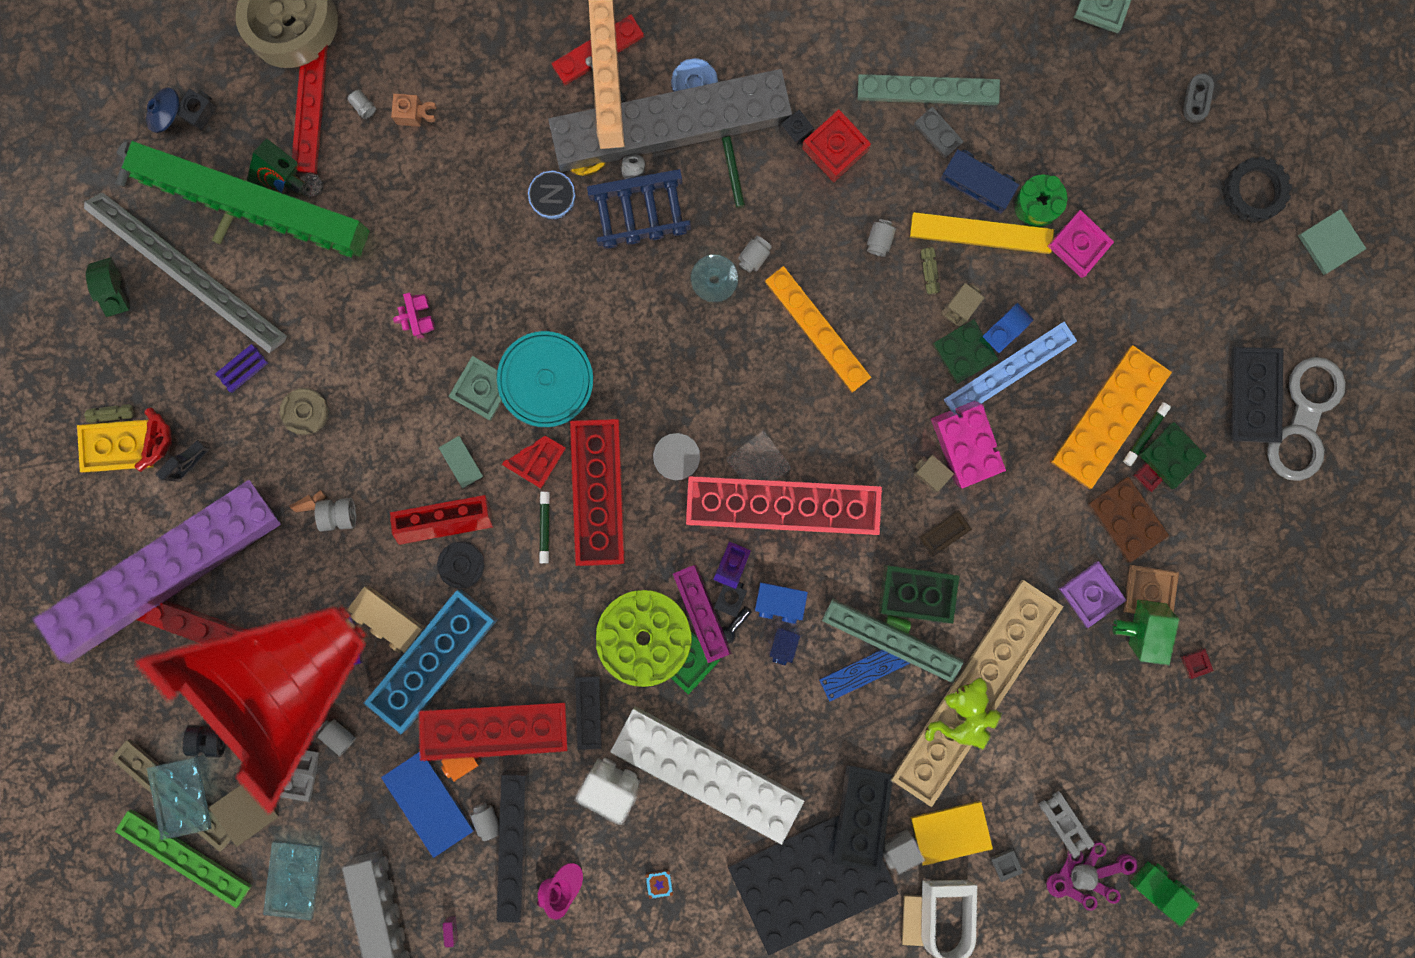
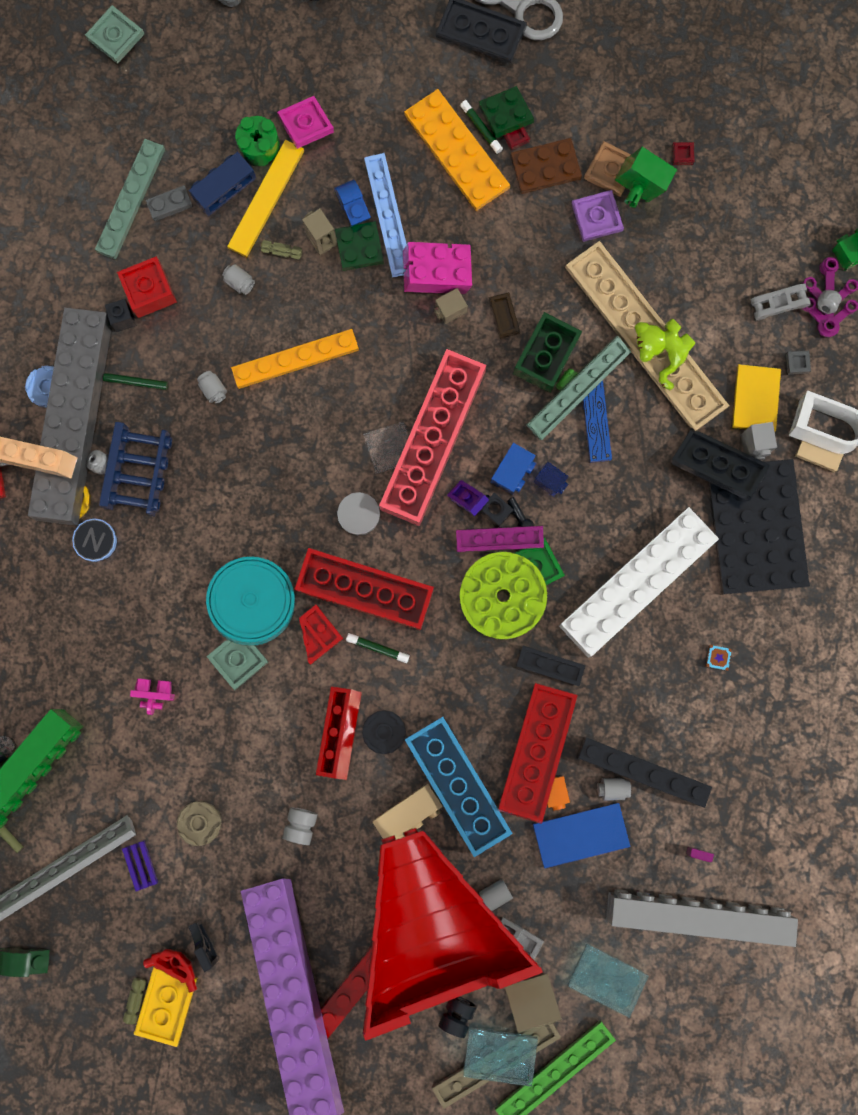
camera: 70 degrees left, 5 degrees down
(308, 502) = (280, 848): nougat bar -> none
(461, 462) = (295, 700): sand green tile -> none
(559, 892) = (696, 747): dark pink piece -> none
(609, 790) = (624, 665): white brick -> none
(714, 266) = (212, 420): clear light blue dish -> none

